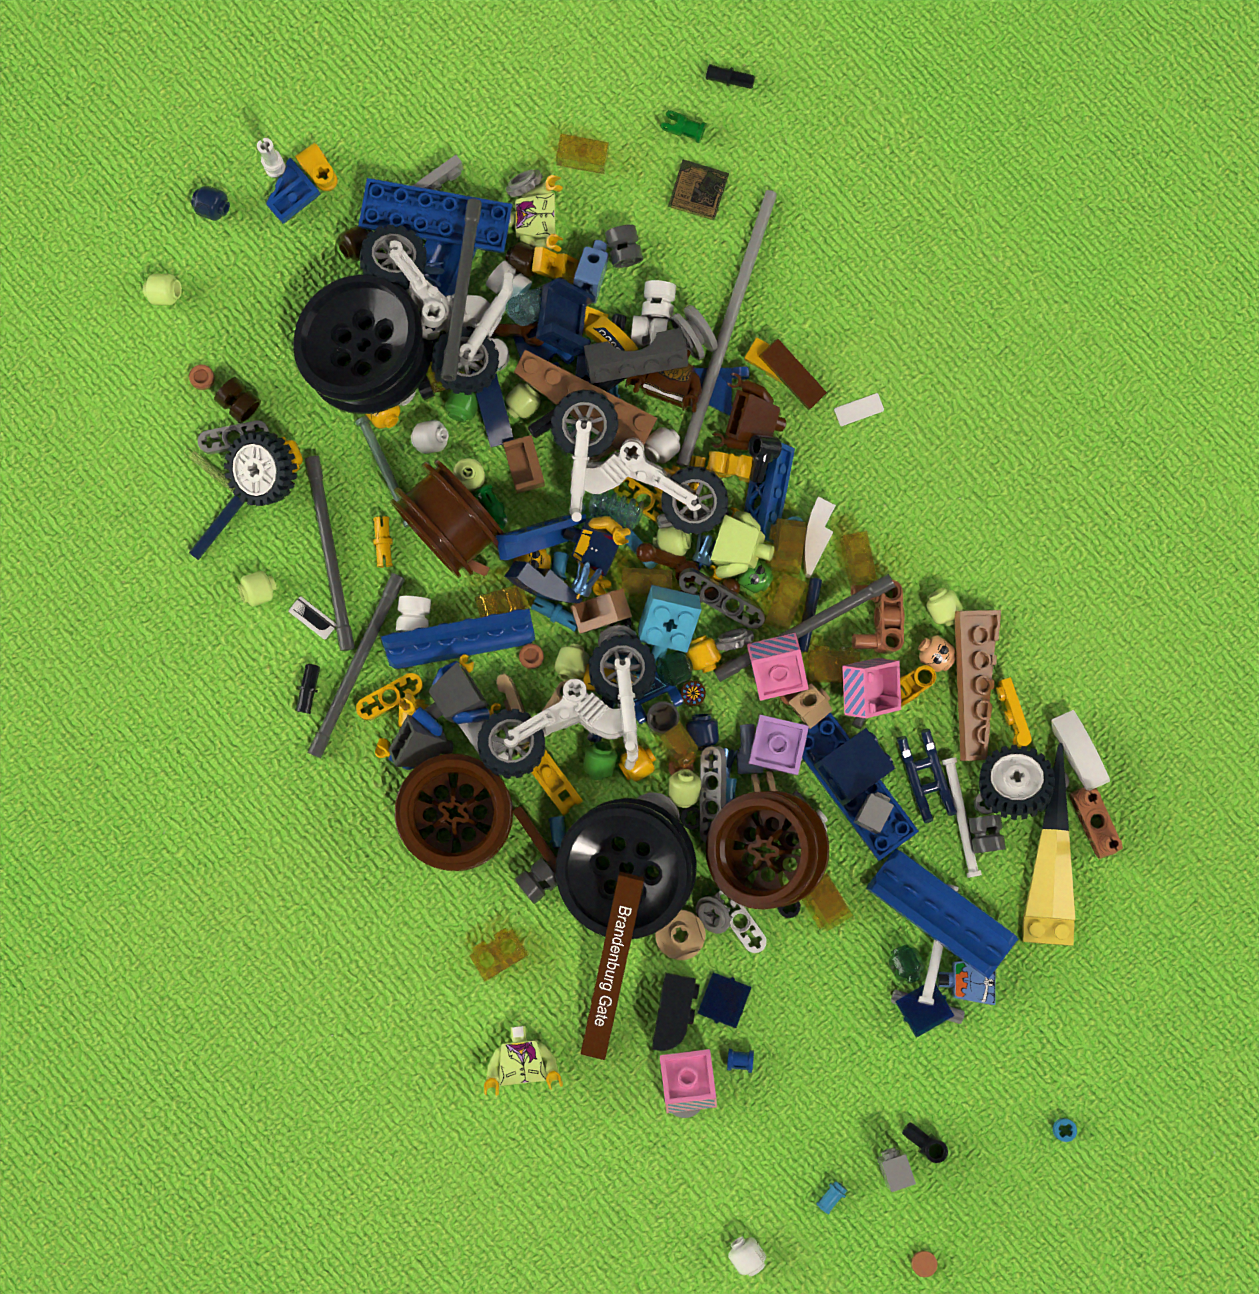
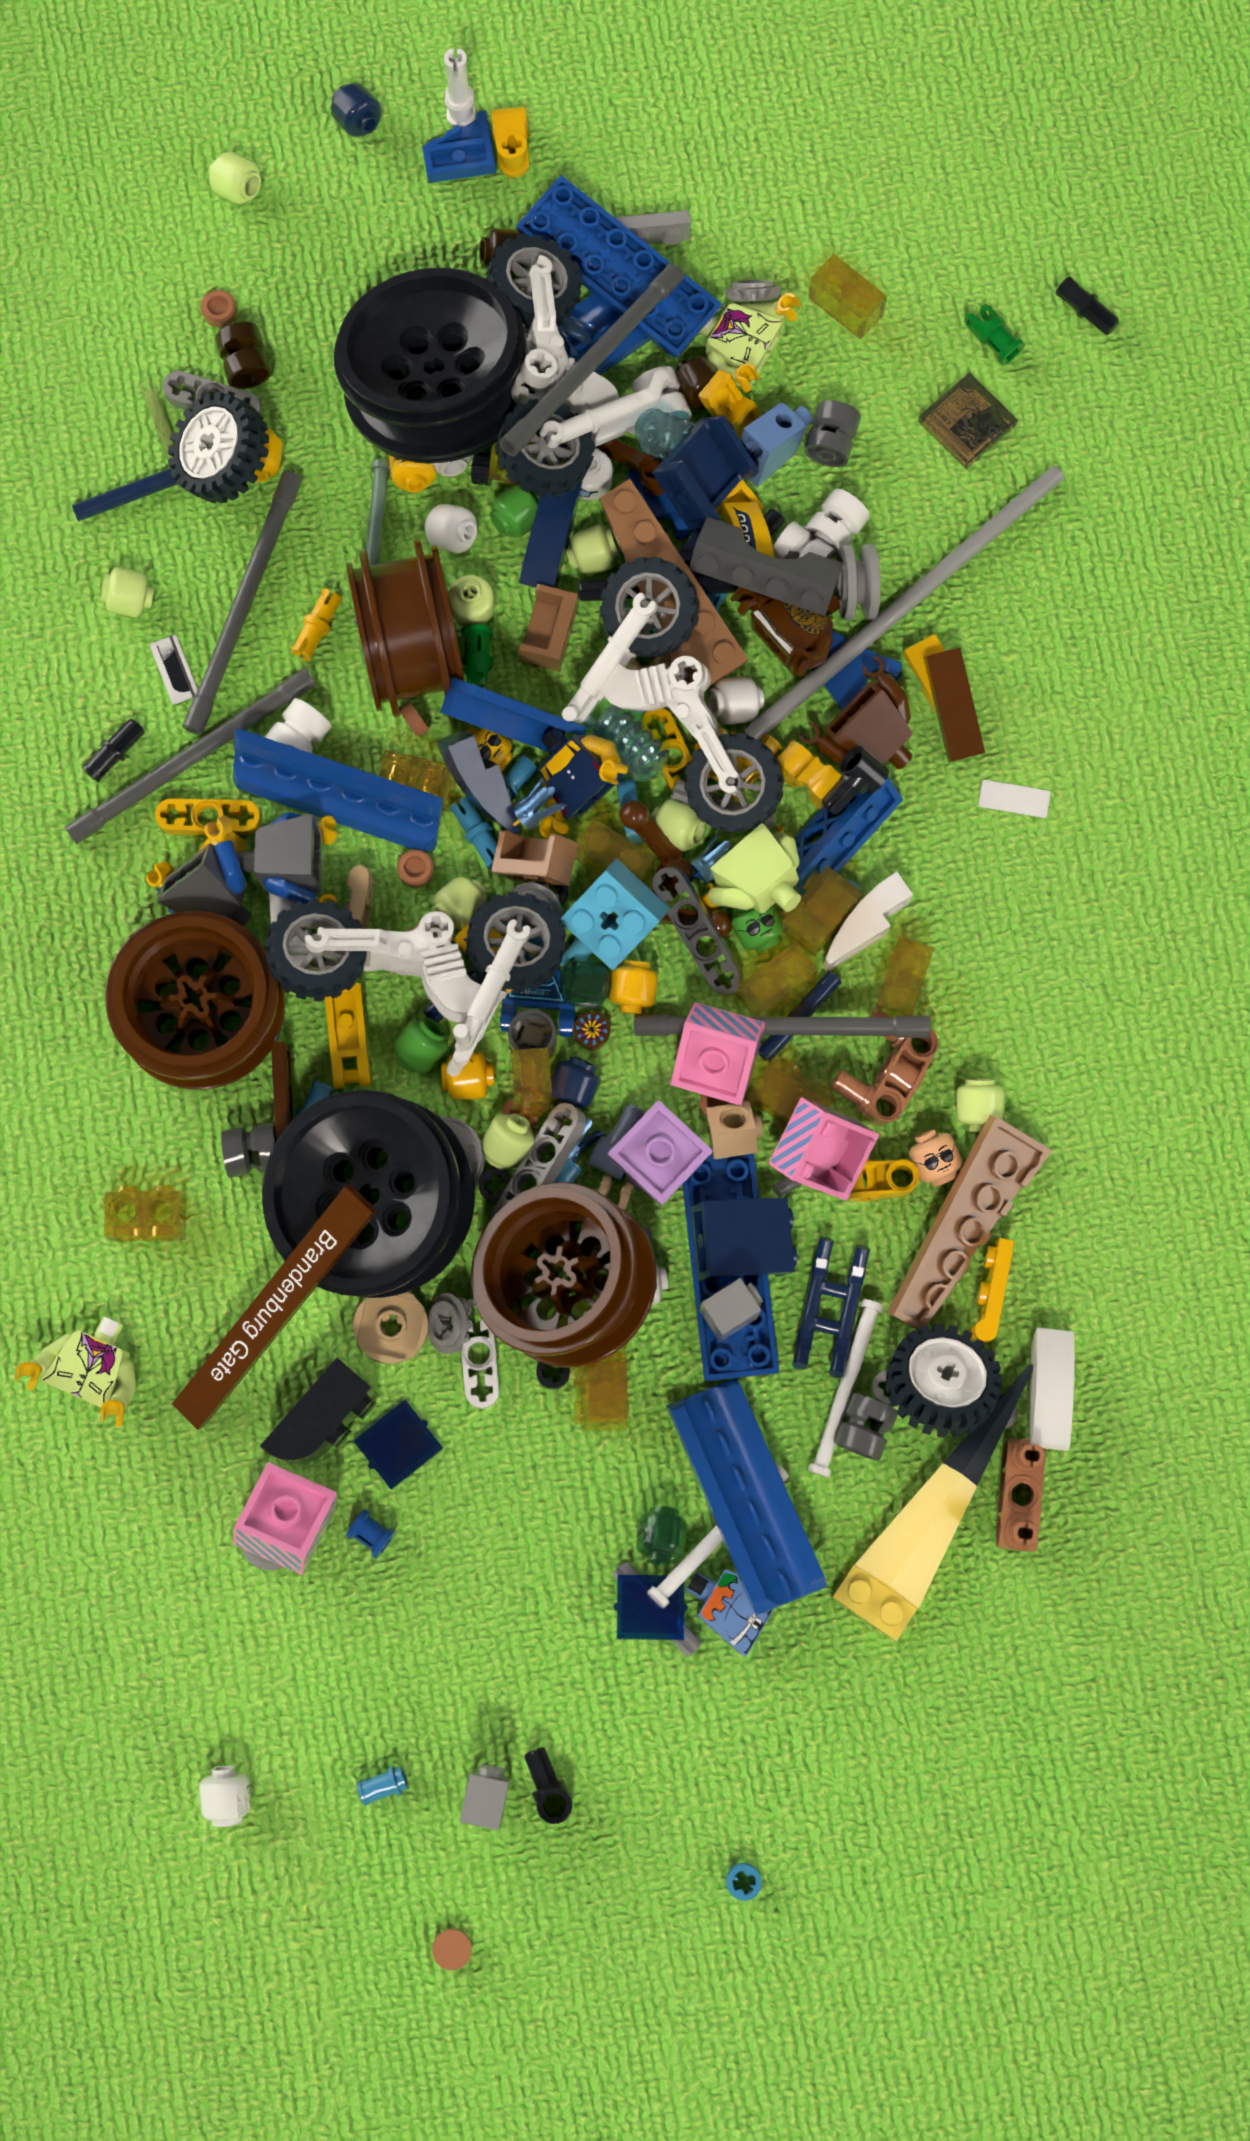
camera: 30 degrees right, 5 degrees down
(734, 639) = (683, 989): light grey gear -> none

